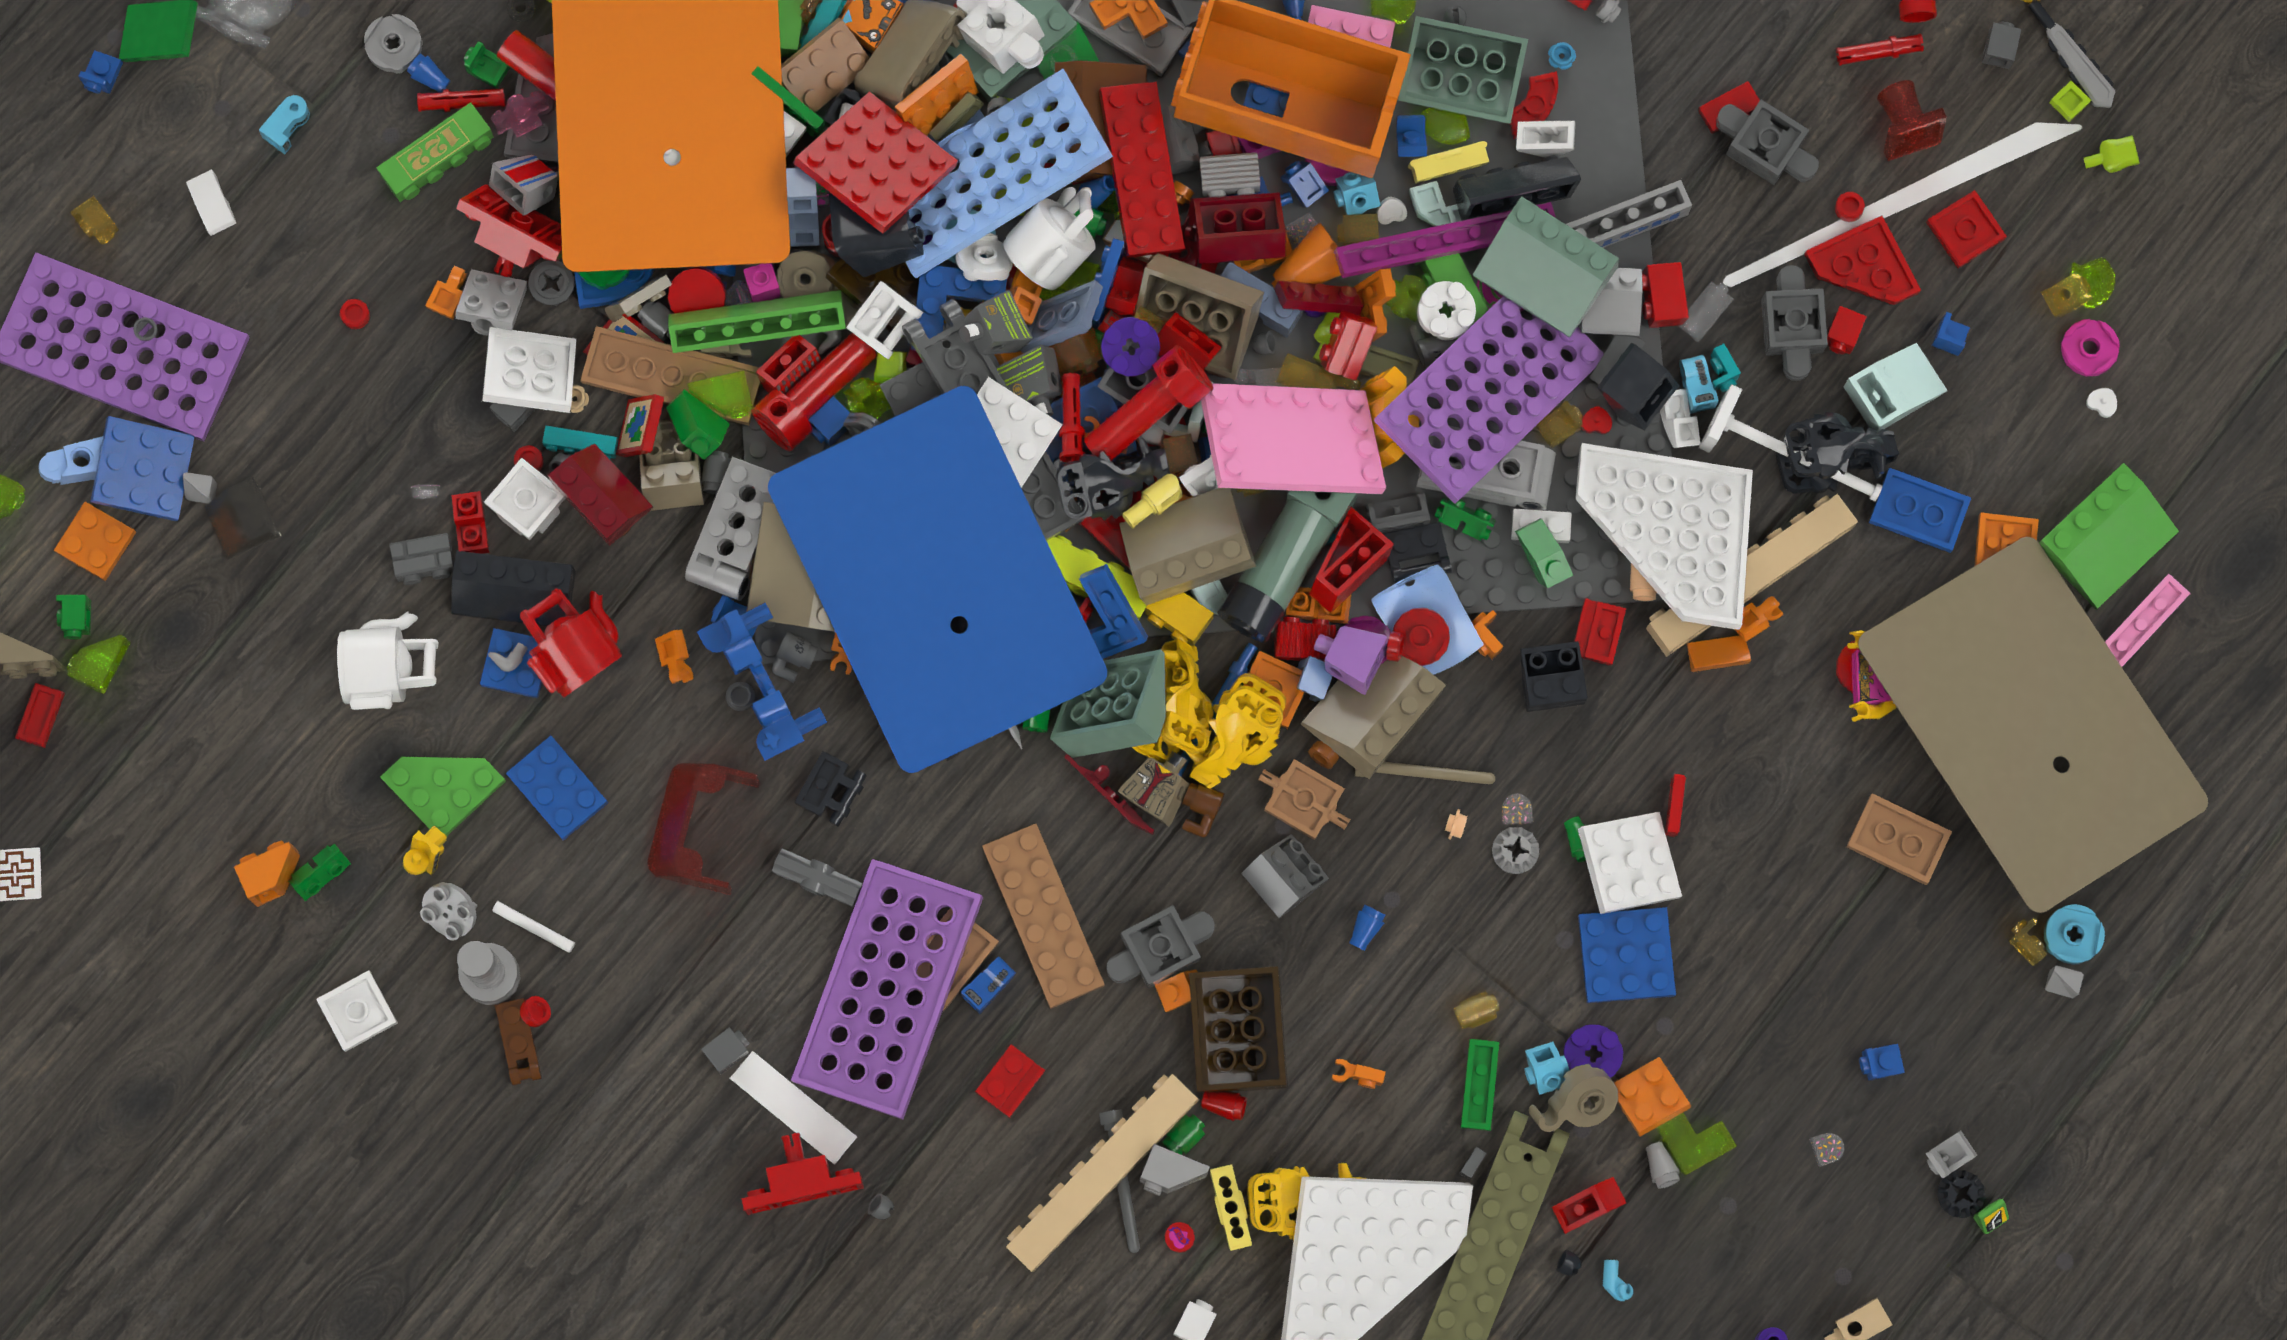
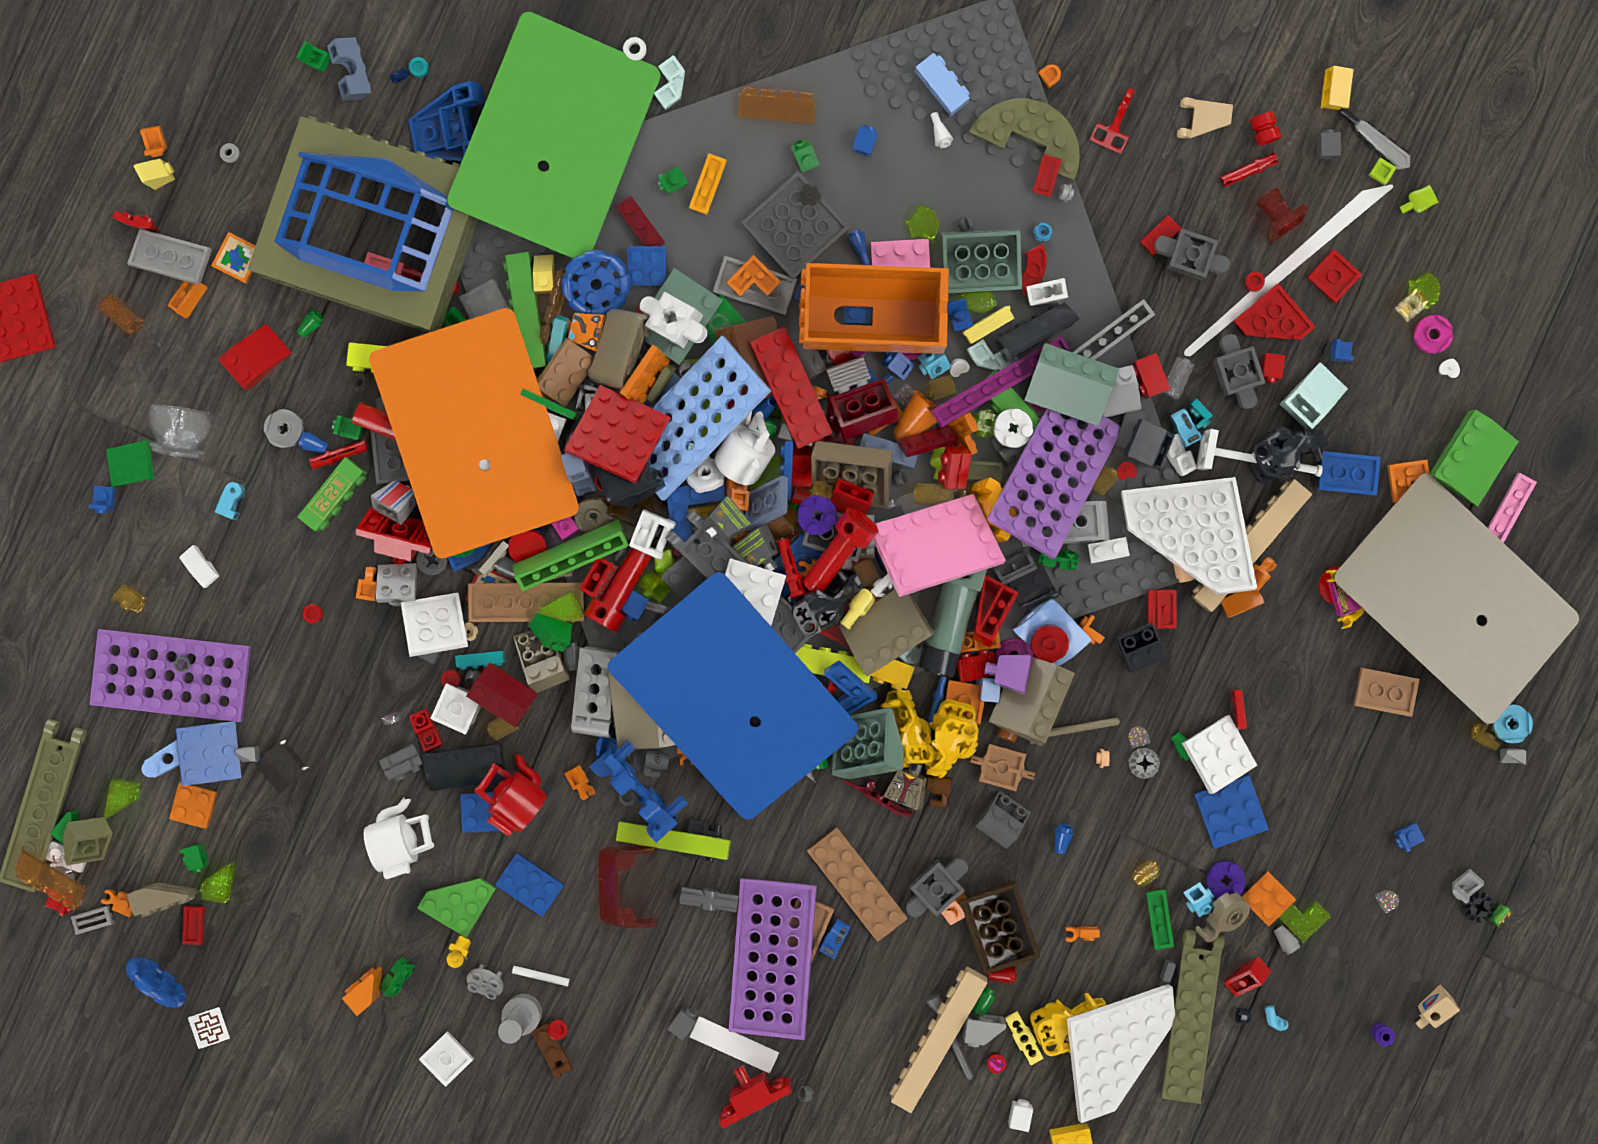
camera: 10 degrees left, 10 degrees up
(512, 661) = (478, 815): light grey animal -> none
(520, 114) = (379, 457): clear pink plate -> none
(584, 546) = (499, 728): none -> clear yellow brick
(640, 425) = (515, 641): tile -> none
(790, 775) = (675, 841): none -> lime tile
(1010, 1081) = (864, 993): red plate -> none
(1395, 646) = (1036, 656): red tile -> none
(1544, 554) = (1116, 571): slope -> none

